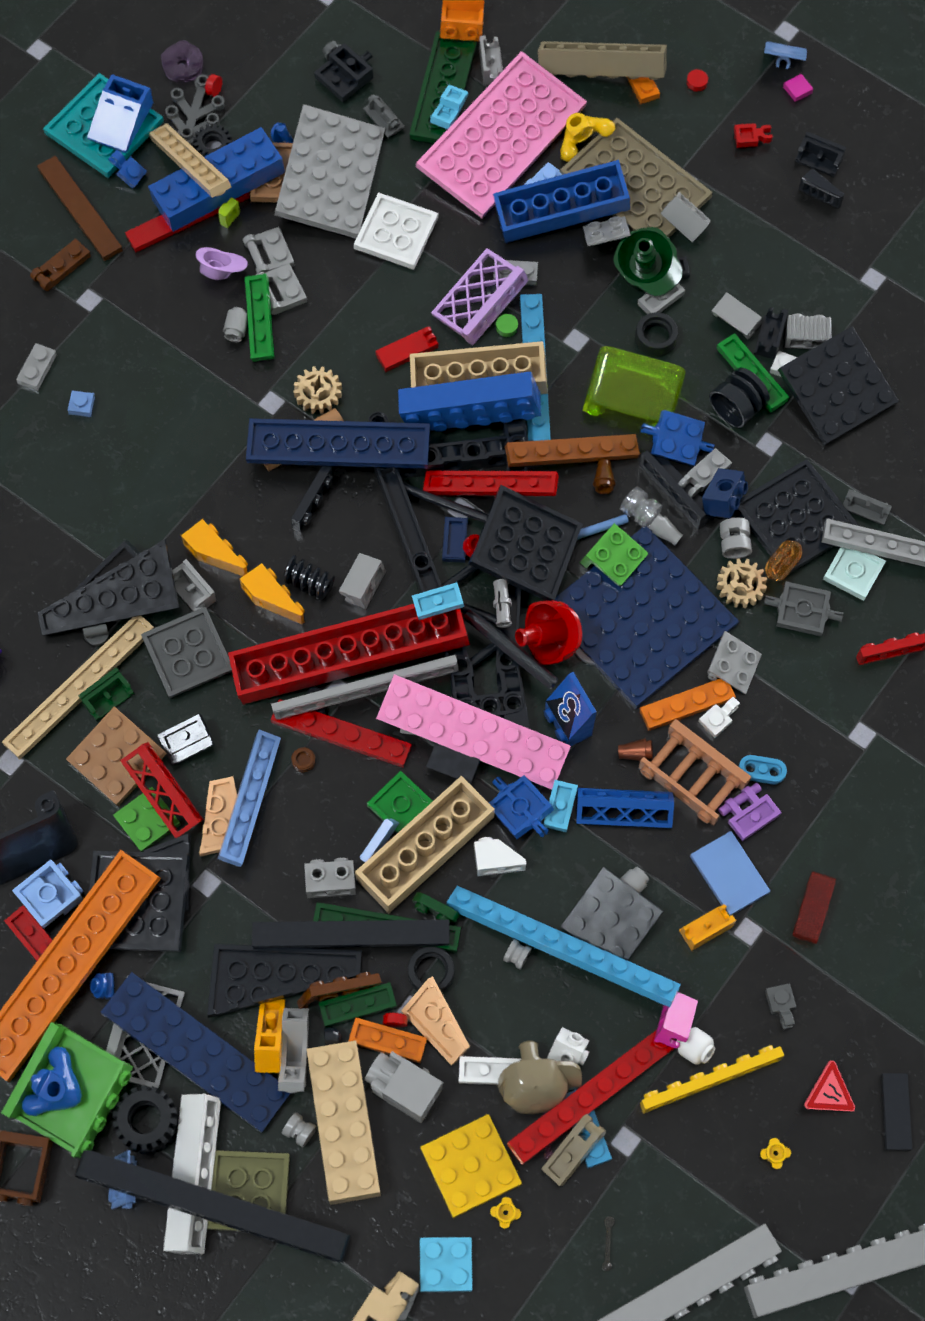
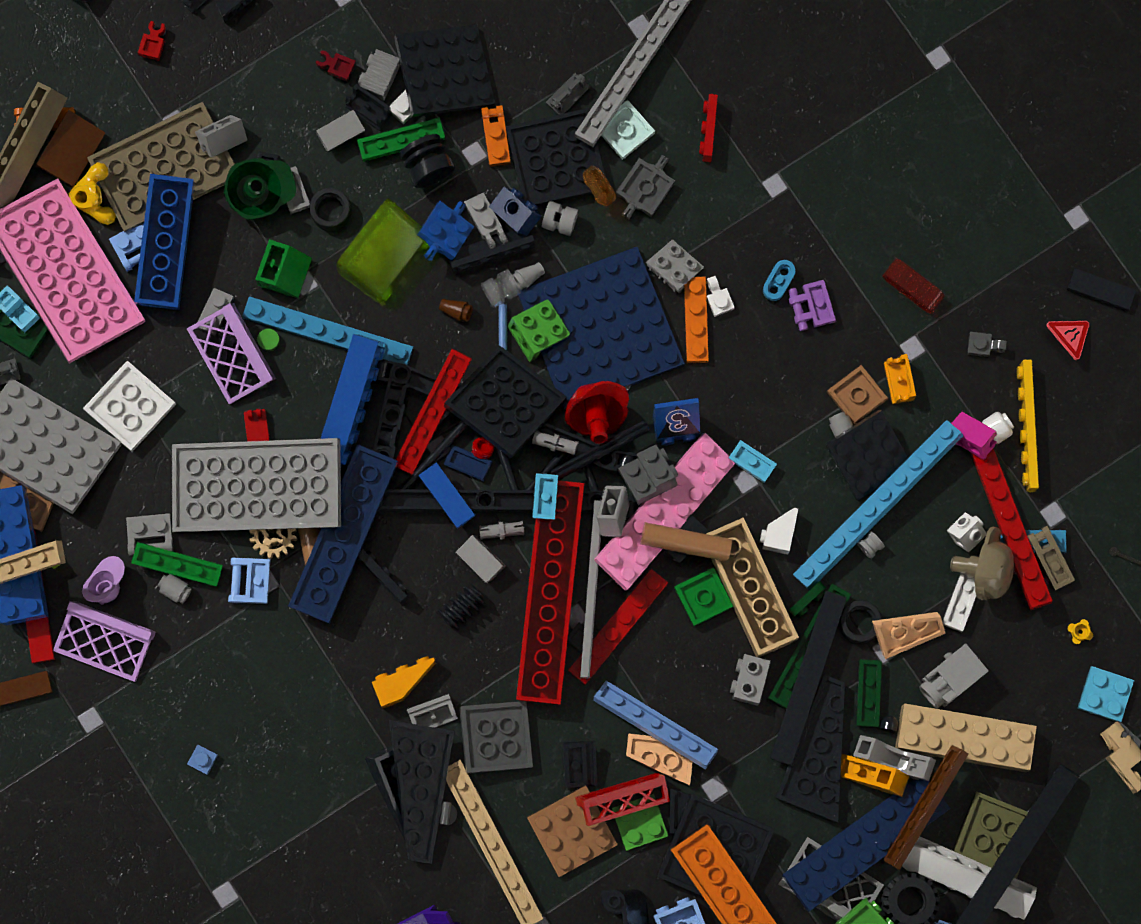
camera: 70 degrees left, 10 degrees up
(36, 367) = (146, 790): light grey plate -> none
(60, 265) = (42, 734): reddish brown plate -> none
(102, 985) = (778, 905): blue plate -> none
(105, 694) = (510, 822): dark green hinge -> none
(184, 281) = (109, 622): none -> lavender fence
(249, 1096) = (925, 806): none -> reddish brown tile
(266, 592) = (460, 648): light orange slope -> none
(268, 391) = (256, 582): none -> light blue plate
(274, 247) = (102, 526): light grey plate -> none
(299, 1129) = (963, 775): light grey wheel -> none
(303, 759) = (631, 668): reddish brown tile -> none
(320, 992) = (852, 701): reddish brown wing -> none
(357, 353) = (256, 485): none -> light grey plate
(379, 839) = (733, 626): tile -> none
(388, 1039) = (907, 678): orange plate -> none
(395, 1020) = (892, 666): red tile -> none
(397, 588) = (501, 530): none -> light grey pin
(411, 523) = (446, 495): none -> blue tile
(445, 756) = (686, 541): none -> medium nougat brick
(450, 675) = (613, 511): none -> light grey brick
(470, 1166) = (1033, 646): yellow plate -> none
(479, 362) = (316, 378): tan brick -> none
(502, 700) = (649, 474): none -> dark grey plate
(520, 807) = (743, 495): blue plate -> none
(571, 450) = (423, 328): dark orange plate -> none
(579, 311) = (283, 269): none -> green slope
(605, 231) = (211, 213): light grey hinge -> none
(620, 100) = (69, 148): none -> reddish brown tile
(625, 799) = (768, 405): blue fence -> none
(636, 750) = (725, 378): copper cone -> none
(674, 889) = (857, 394): none -> medium nougat tile
(697, 80) = (71, 67): red tile -> none
(702, 750) = (761, 316): nougat fence -> none
(730, 873) = (859, 343): medium blue tile -> none
(743, 574) = (595, 232): tan gear -> none
(783, 1152) = (1103, 392): yellow plate -> none
(794, 454) = (496, 137): none -> orange plate
(799, 295) = (339, 66): none -> dark red plate

